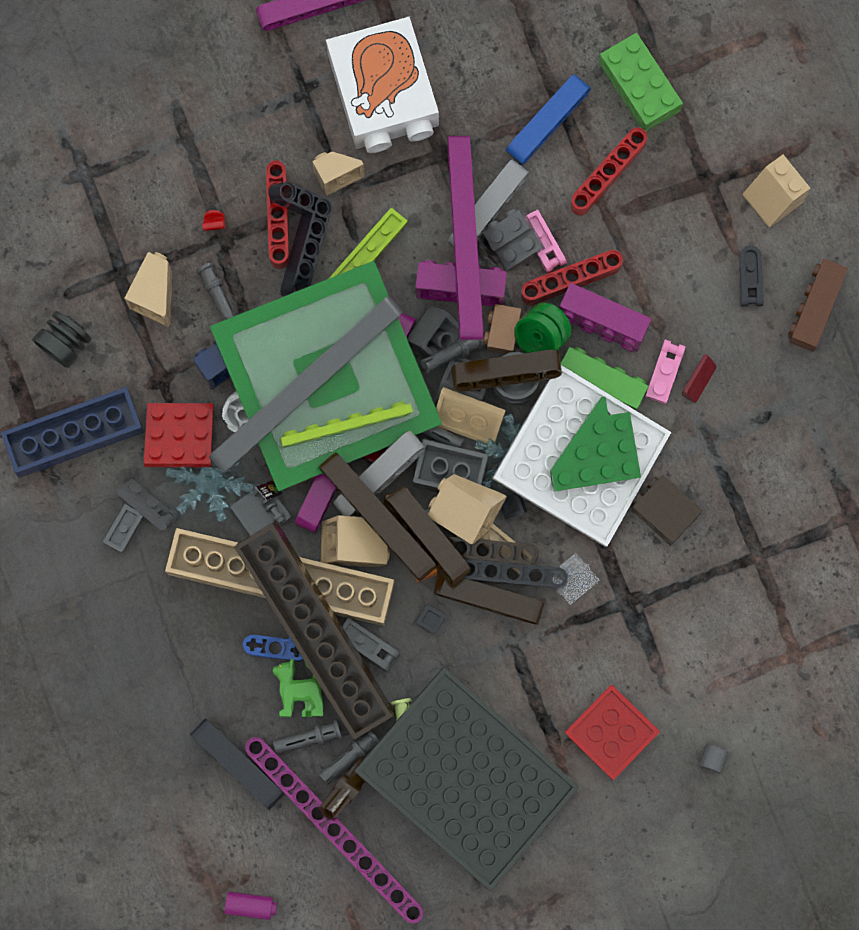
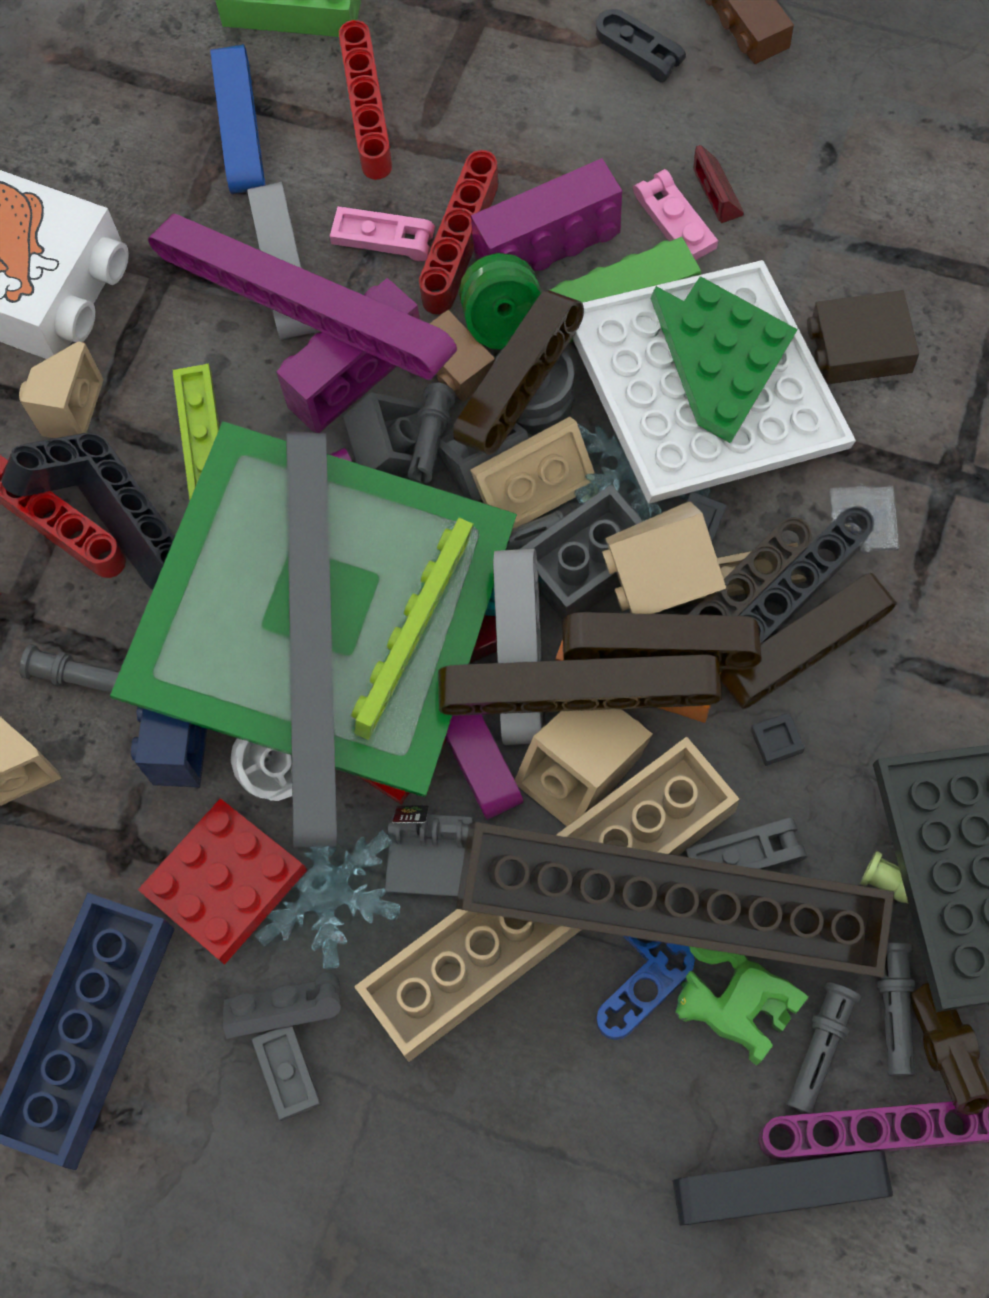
camera: 45 degrees left, 10 degrees down
(513, 239) = (350, 252): dark grey plate -> none

